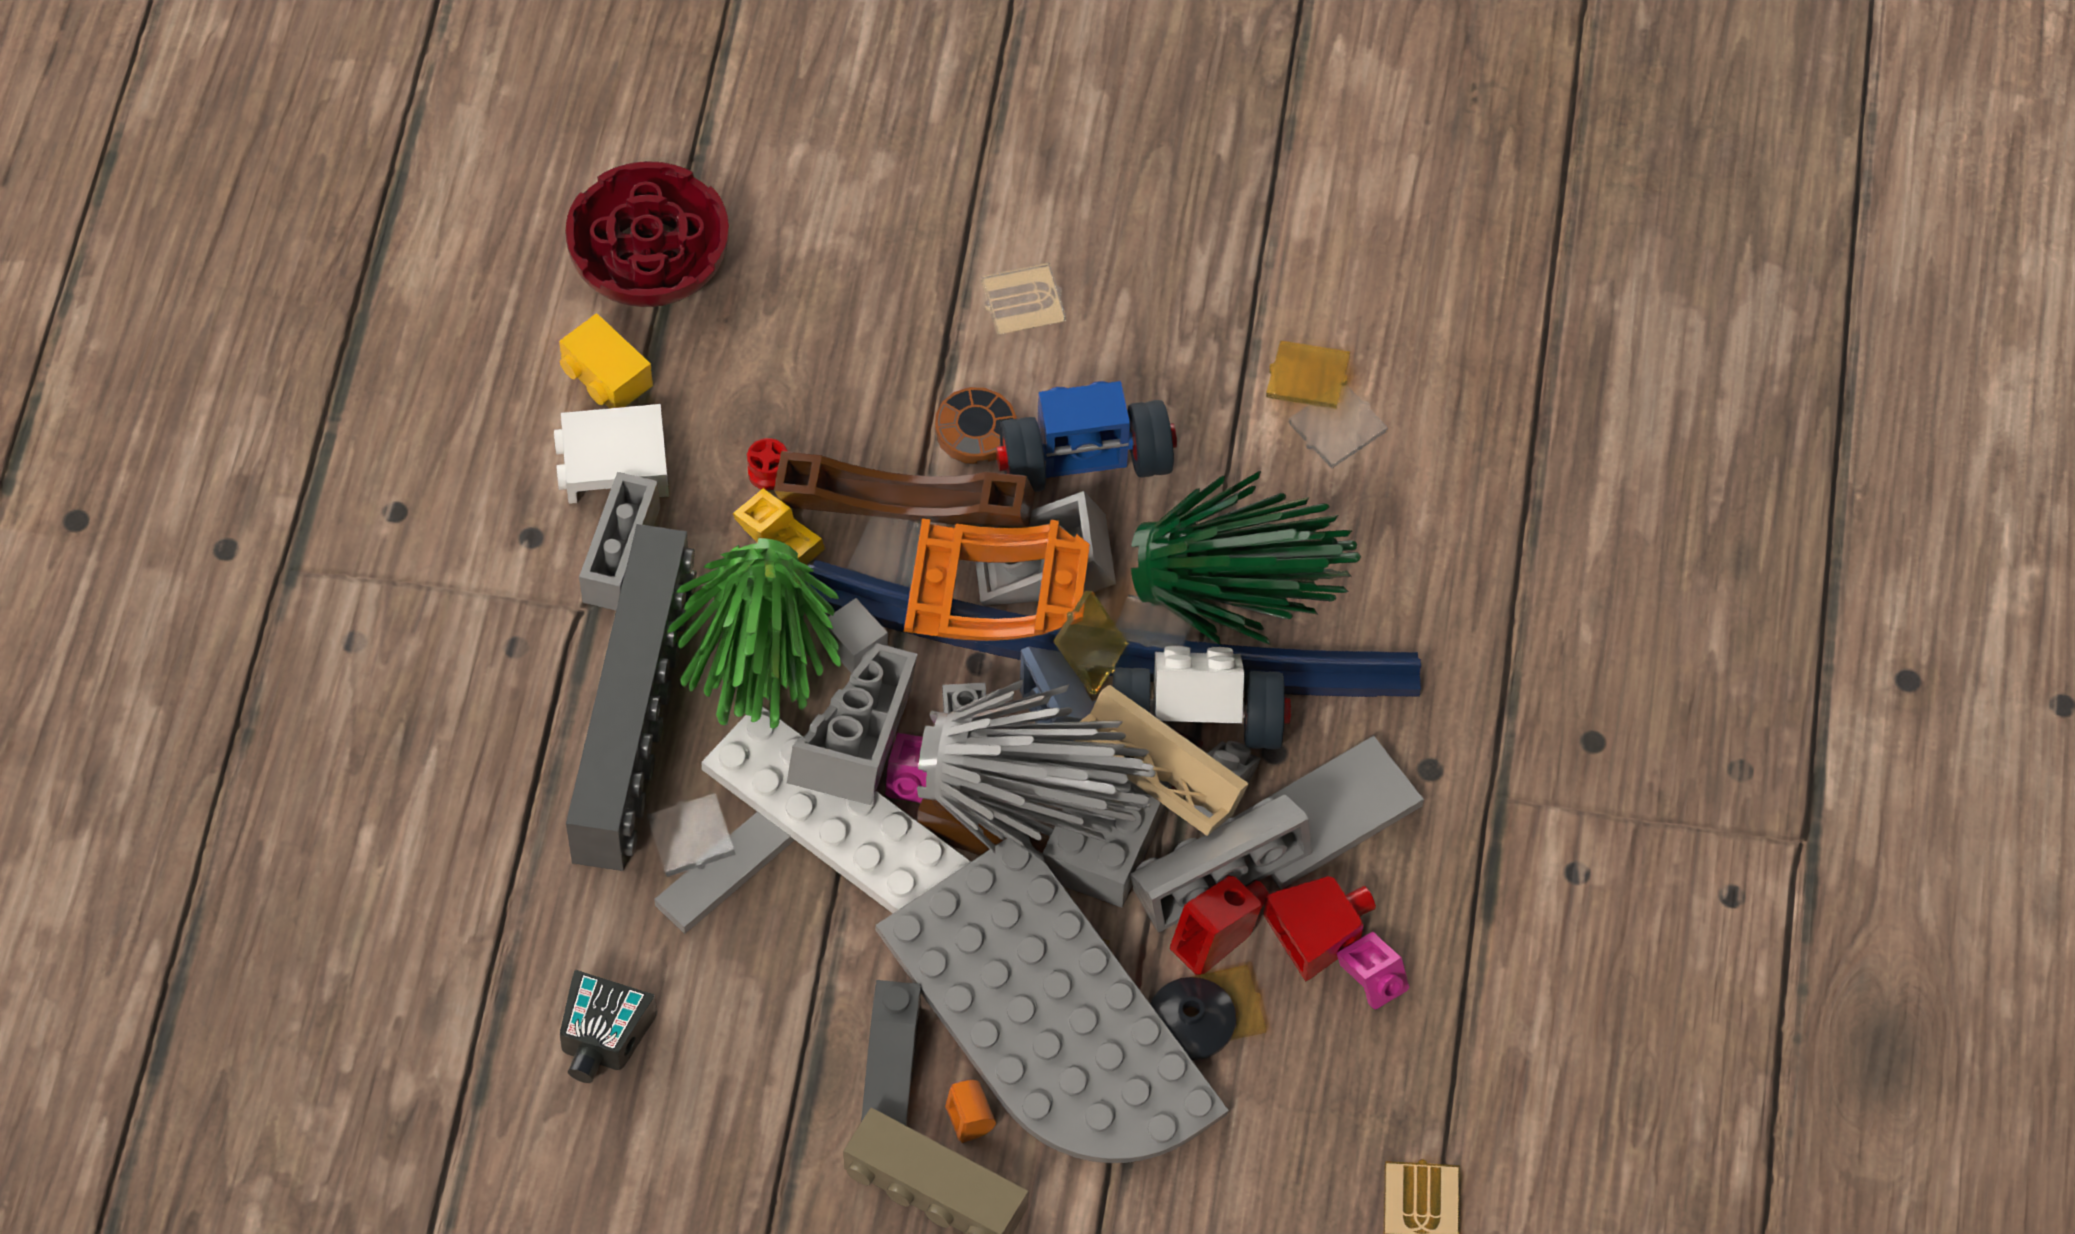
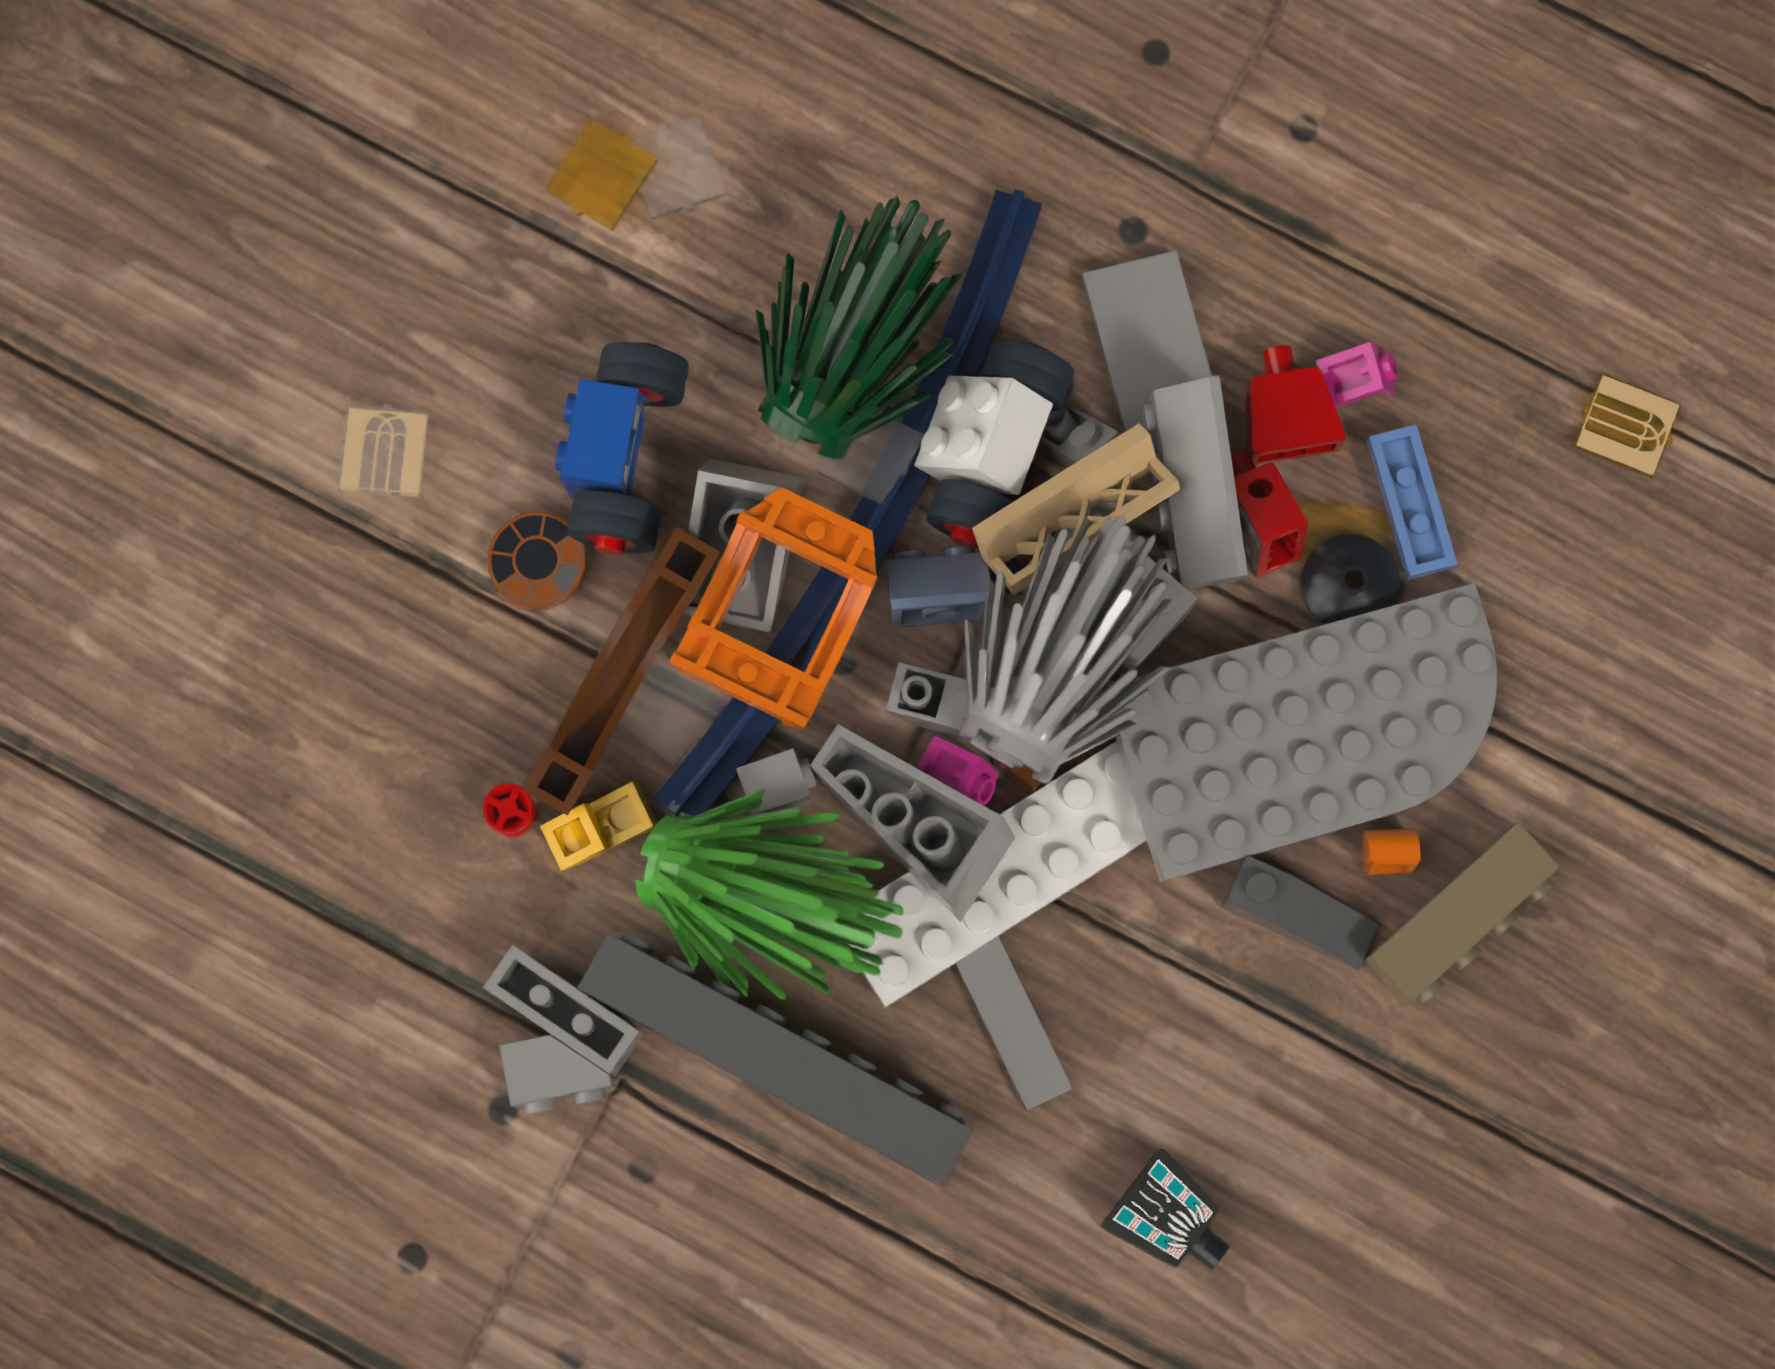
camera: 70 degrees left, 20 degrees up
(563, 545) = (547, 1071): none -> light grey slope
(605, 363) = (307, 955): yellow brick -> none
(609, 442) = (433, 983): white panel -> none
(645, 199) = (97, 836): dark red brick -> none
(691, 834) = (959, 1045): clear piece -> none
(1090, 642) = (898, 530): clear yellow piece -> none
(1279, 1042) = (1411, 502): none -> medium blue plate

